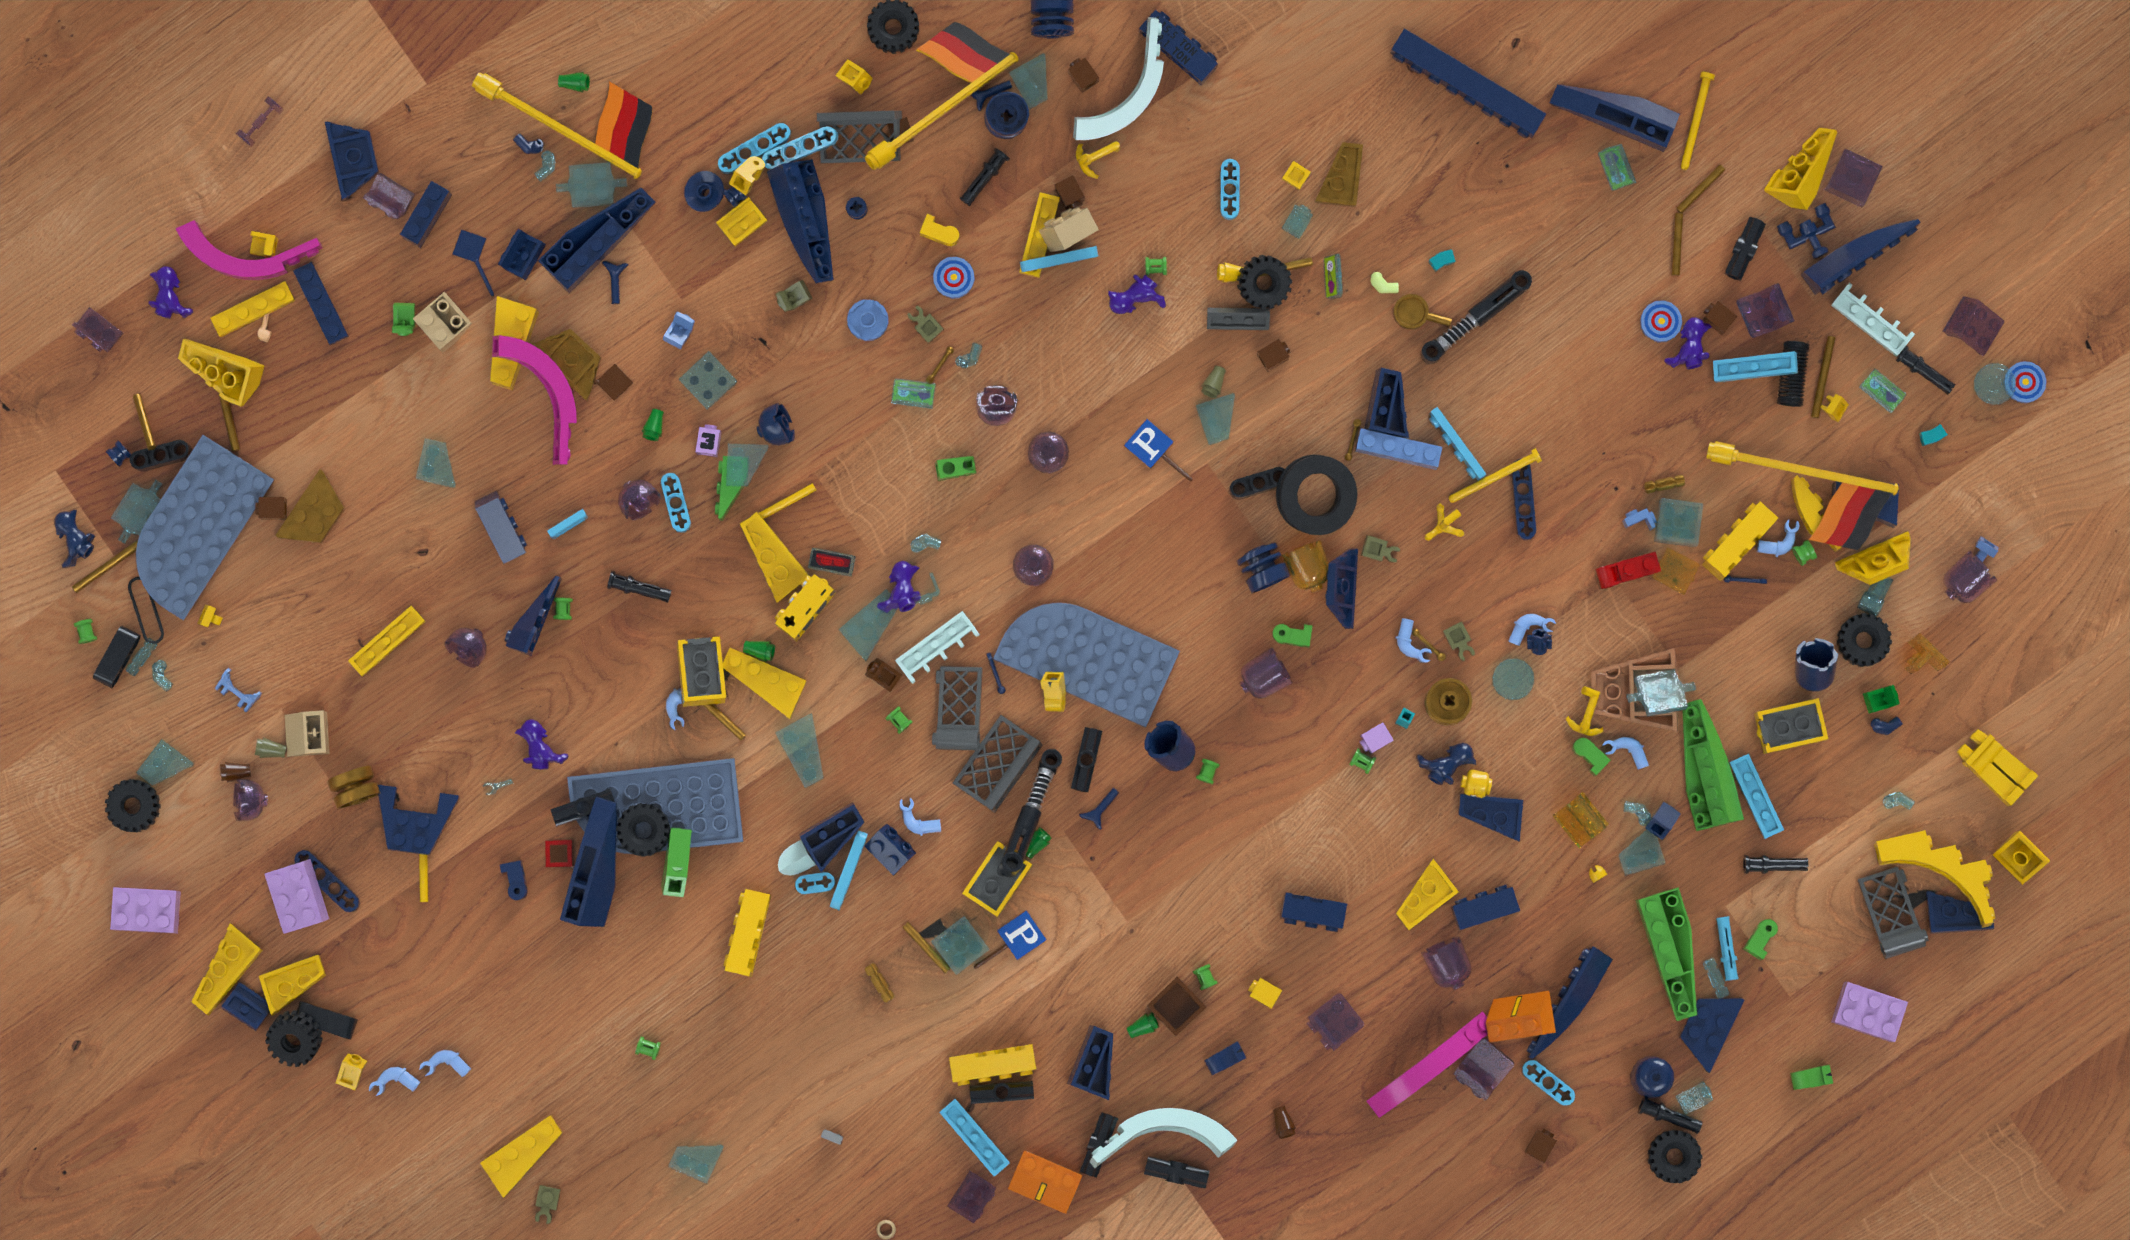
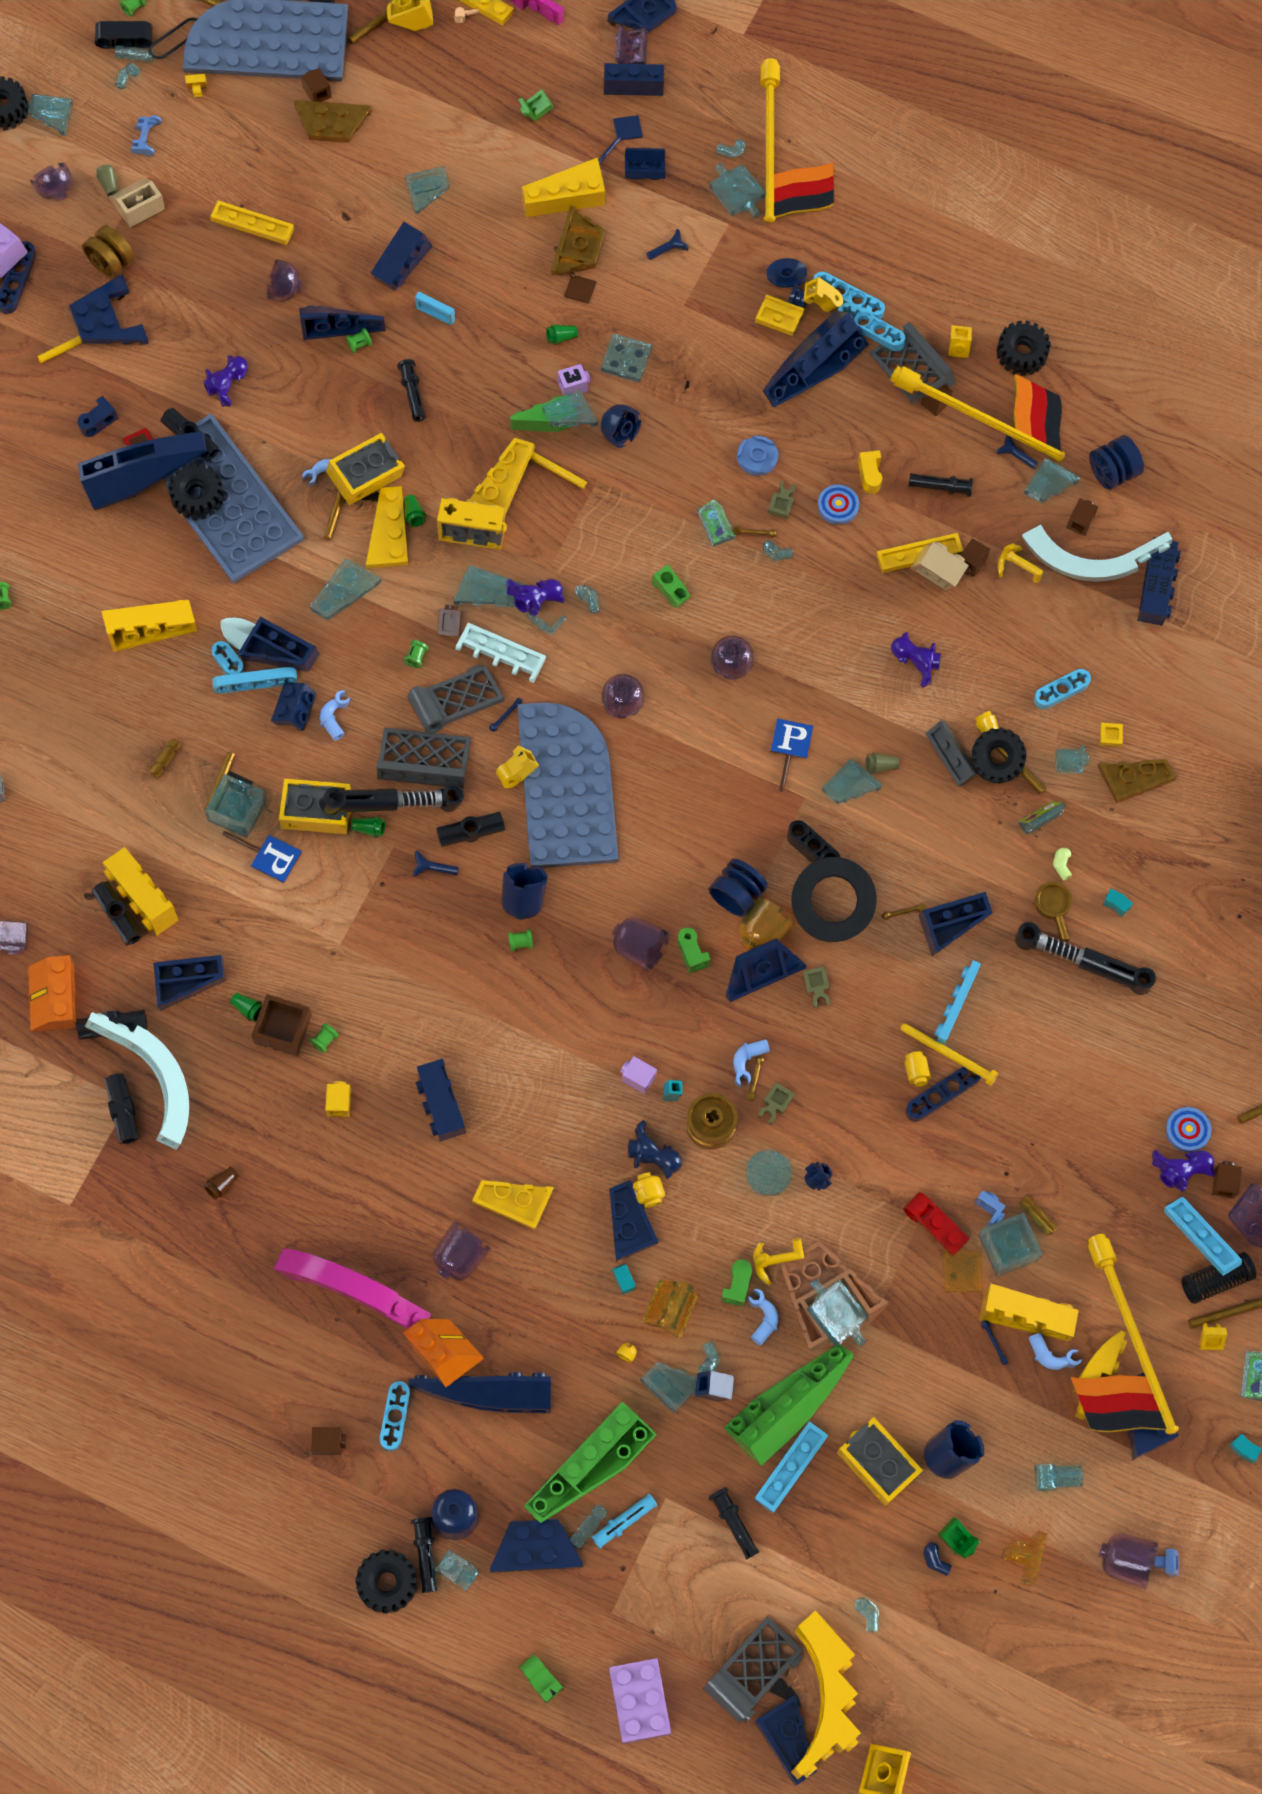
camera: 55 degrees right, 15 degrees down
(234, 771) = (73, 162): reddish brown cone -> none
(320, 303) = (511, 43): dark blue plate -> none
(443, 322) = (548, 132): tan slope -> none
(497, 786) = (170, 364): clear light blue hand -> none
(529, 147) = (739, 129): dark blue arm -> none
(554, 383) = (560, 205): dark pink arch -> none
(576, 81) = (817, 137): green cone -> none
(591, 241) = (691, 210): dark blue wedge -> none
(637, 498) = (488, 349): cylinder -> none
(676, 862) = (181, 532): bright green slope -> none
(679, 330) = (655, 313): medium blue bracket -> none
(685, 516) = (500, 392): medium azure beam -> none
(793, 296) = (740, 386): olive bracket -> none
(831, 562) = (526, 530): slope -> none
(857, 212) = (849, 403): dark blue wheel -> none
(974, 1137) = (61, 911): medium azure plate -> none
(996, 405) = (746, 589): cylinder -> none
(1014, 106) = (1010, 460): dark blue wheel -> none
(1059, 259) = (908, 575): medium azure beam -> none
(1149, 262) = (954, 661): bright green bush -> none
(1225, 1058) = (256, 1097): dark blue leg -> none
(1273, 355) = (938, 800): reddish brown brick -> none
(1335, 1022) = (344, 1178): clear purple bracket -> none
(1362, 761) = (610, 1074): bright green bush -> none
(1398, 449) = (920, 952): medium blue brick -> none
(1443, 524) = (874, 1031): yellow piece -> none
(1483, 1068) = (373, 1342): clear purple bracket -> none
(1485, 907) = (533, 1262): dark blue brick -> none
(1494, 509) = (917, 1068): none -> yellow brick
(1524, 623) = (827, 1154): light blue piece -> none
(1536, 843) = (623, 1278): none -> teal piece
(1760, 937) = (653, 1547): bright green leg -> none
(1804, 552) = (1055, 1383): bright green wheel -> none
(1878, 632) = (1016, 1474): black tyre -> none
(1879, 560) = (1092, 1460): yellow wing -> none
(1988, 757) = (972, 1681): yellow hips -> none

